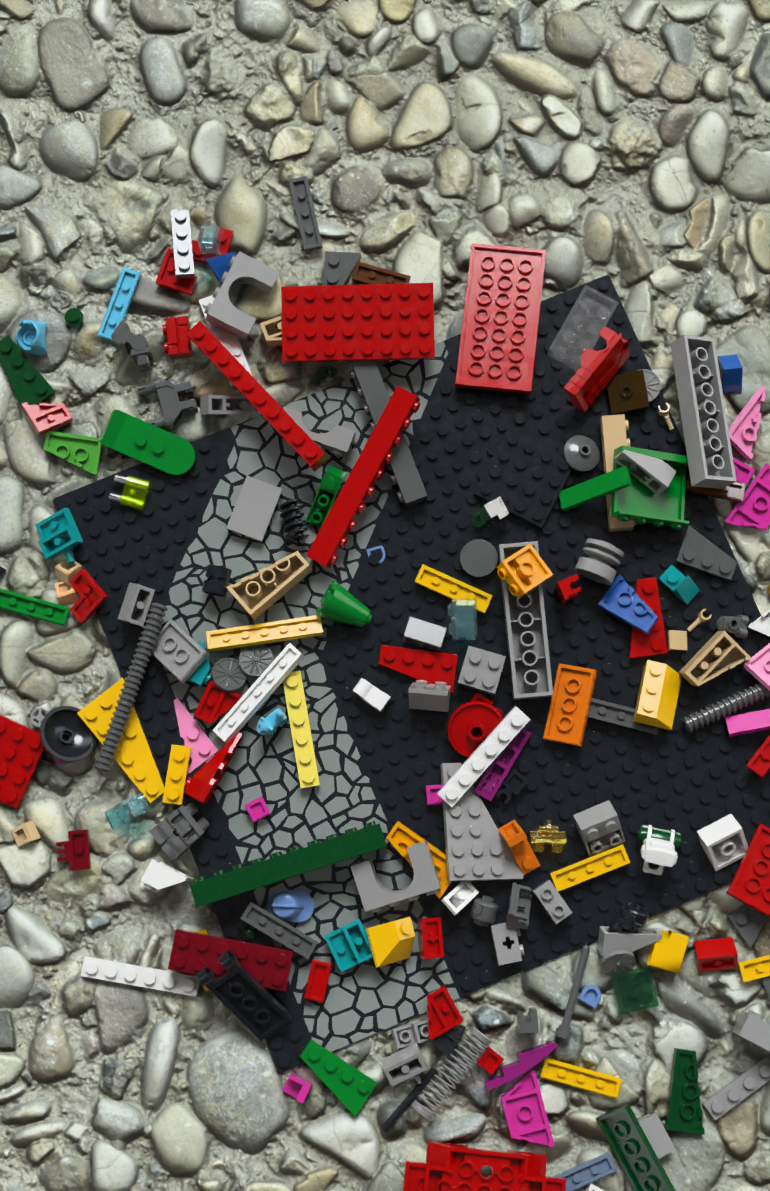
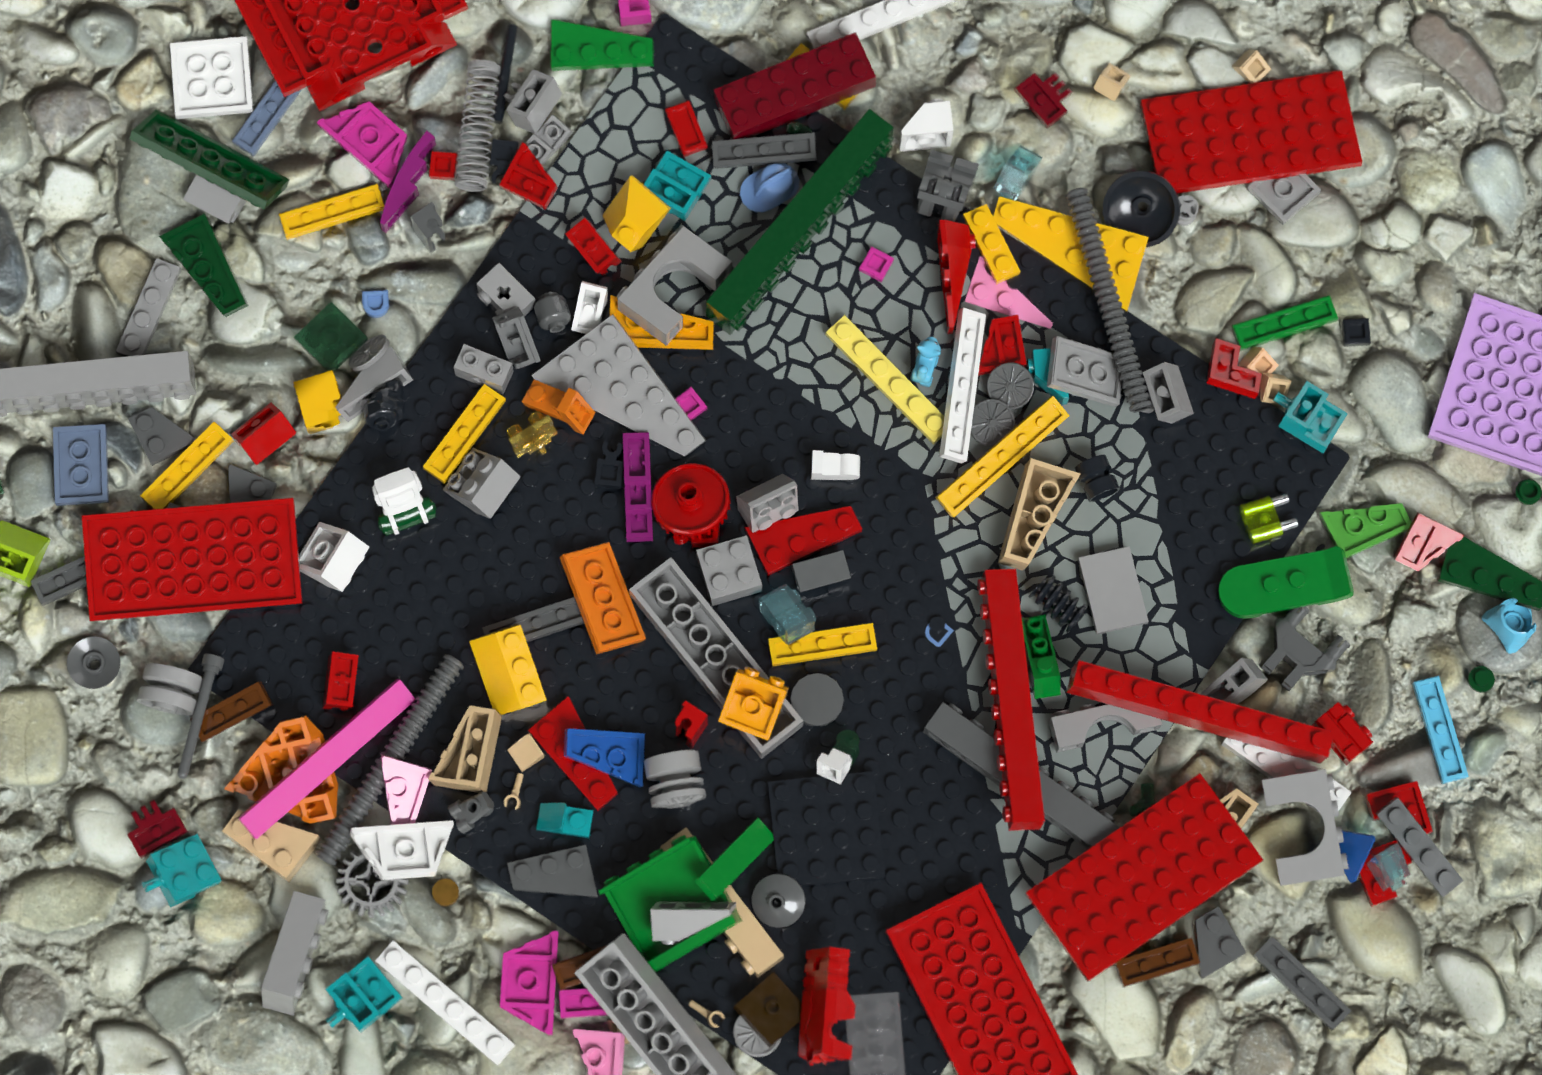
camera: 140 degrees right, 5 degrees down
(136, 344) = (1379, 688): dark grey hips -> none
(245, 997) = (753, 56): black hinge -> none
(343, 607) = (934, 539): green cone -> none
(483, 756) = (663, 472): white plate -> none
(564, 1029) = (382, 247): dark grey piece -> none

